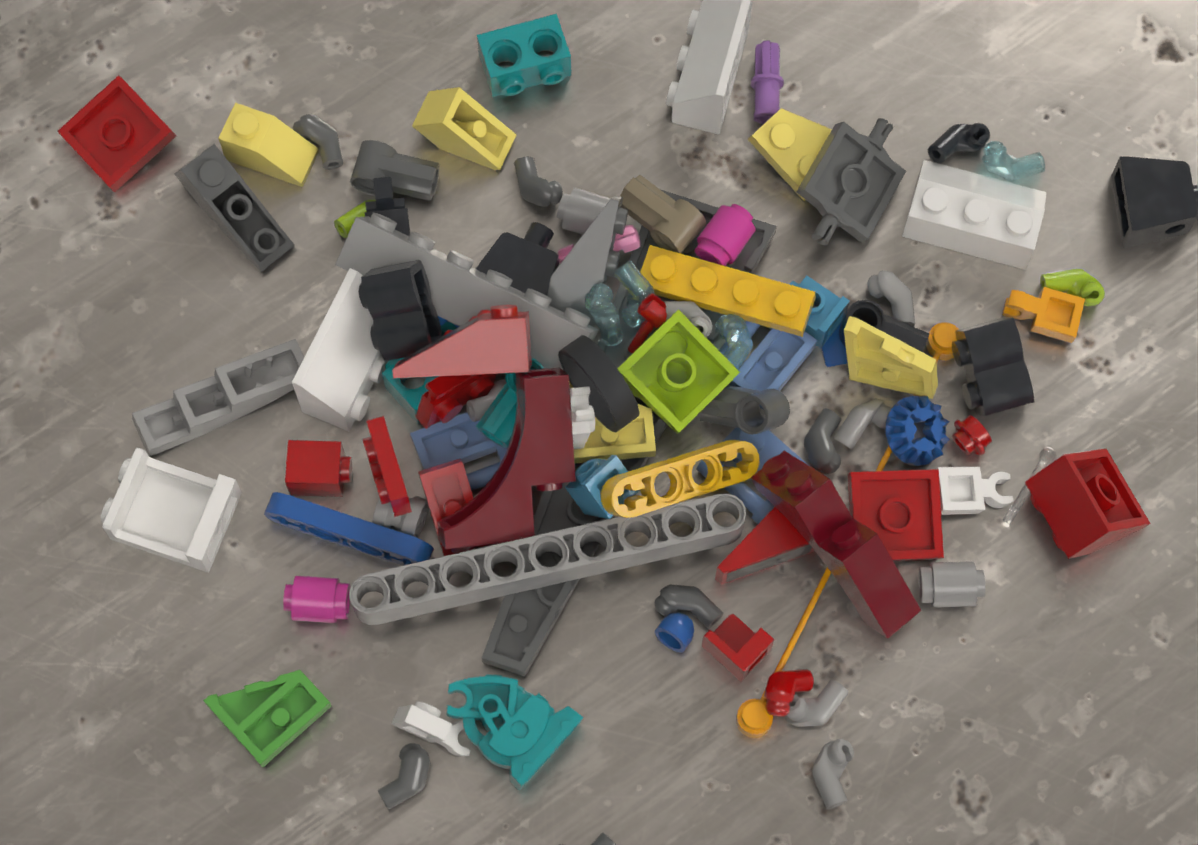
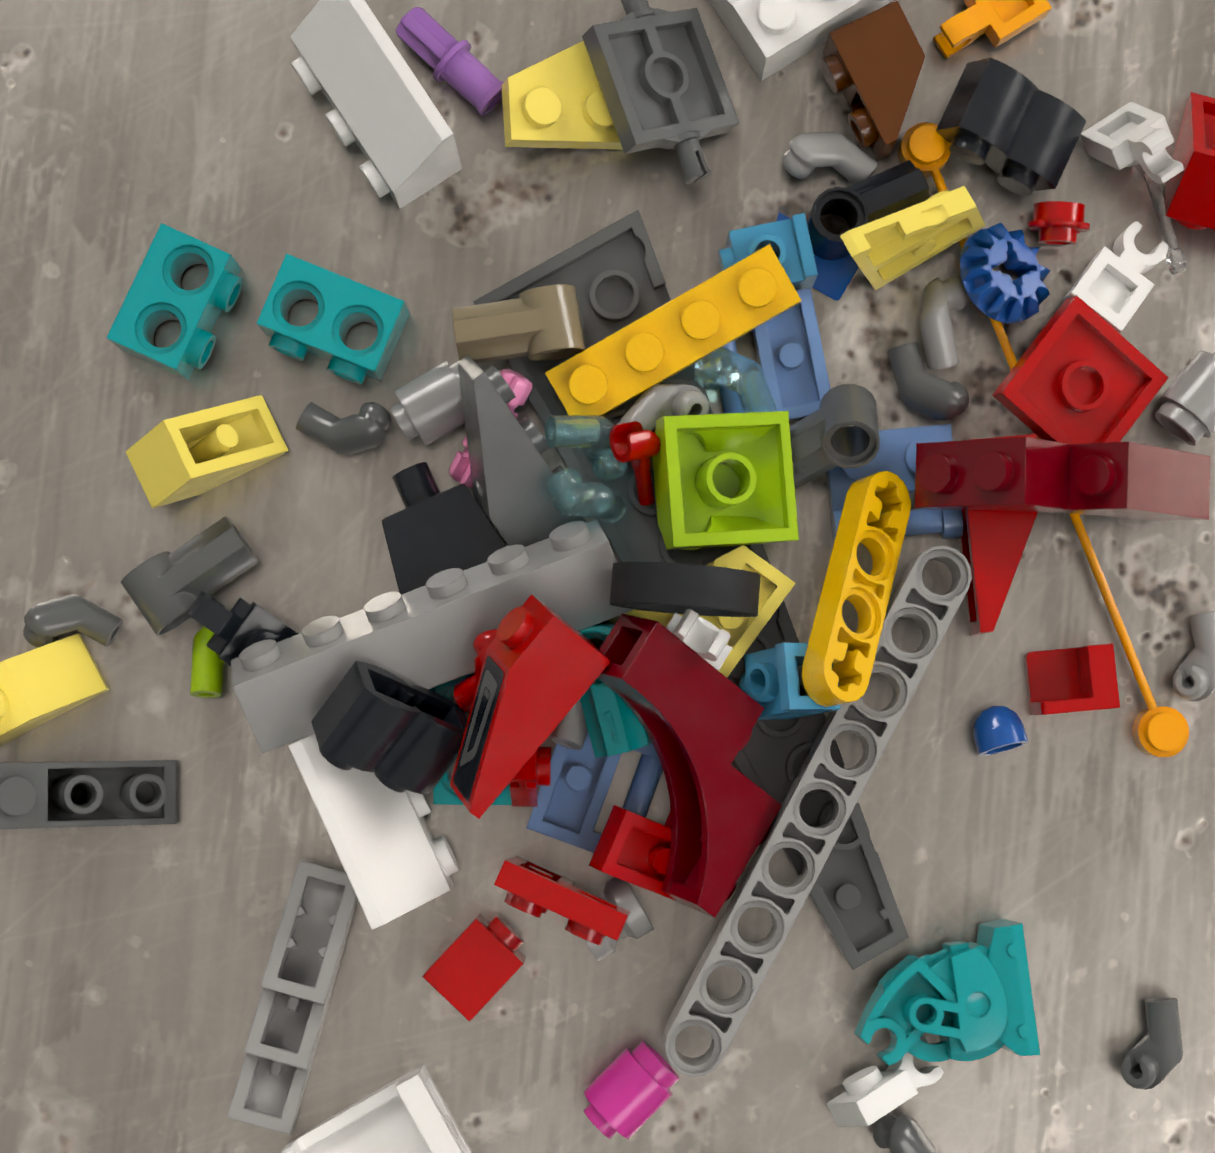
camera: 50 degrees left, 15 degrees up
(347, 530) = (579, 991): blue beam -> none
(591, 131) = (340, 307): none -> teal brick
(688, 598) = (973, 687): dark grey arm -> none
(725, 235) = (608, 279): dark pink brick -> none
(782, 688) = (1165, 680): red arm -> none
(959, 285) = (876, 69): none -> reddish brown slope
(1046, 434) = (1132, 138): none -> white plate

